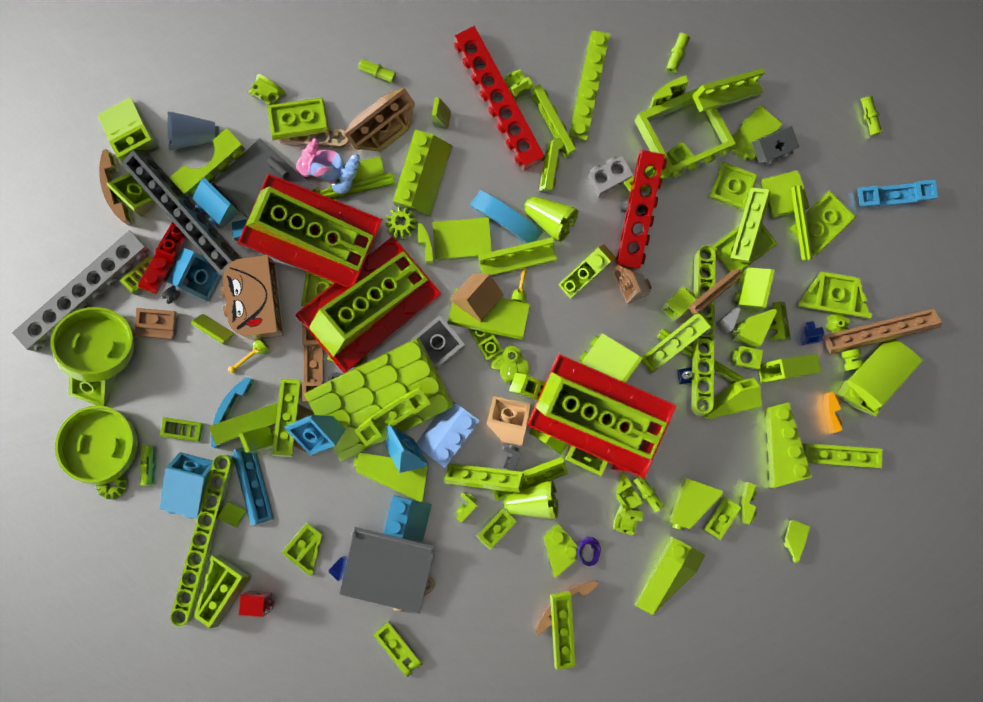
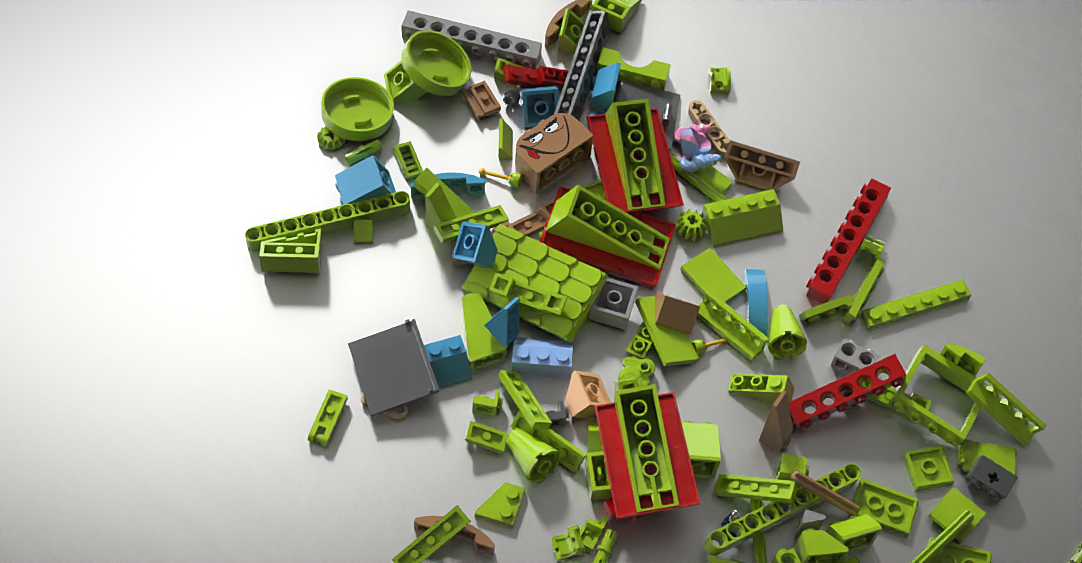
camera: 55 degrees right, 25 degrees down
(189, 130) = (647, 41): sand blue cone -> none
(252, 486) = (396, 235): dark azure slope -> none
(255, 603) = (300, 282): red brick -> none
(297, 118) = (716, 109): lime tile -> none
(304, 548) = (369, 299): lime wing -> none
(337, 569) = (369, 329): clear blue slope -> none
(377, 70) = (798, 144): lime axle -> none
(423, 240) = (690, 249): lime slope -> none
(440, 114) = (801, 202): lime slope -> none
(596, 549) = (527, 525): dark purple piece -> none
(678, 53) = (1002, 356): lime pin -> none
(750, 225) = (905, 496): lime plate -> none

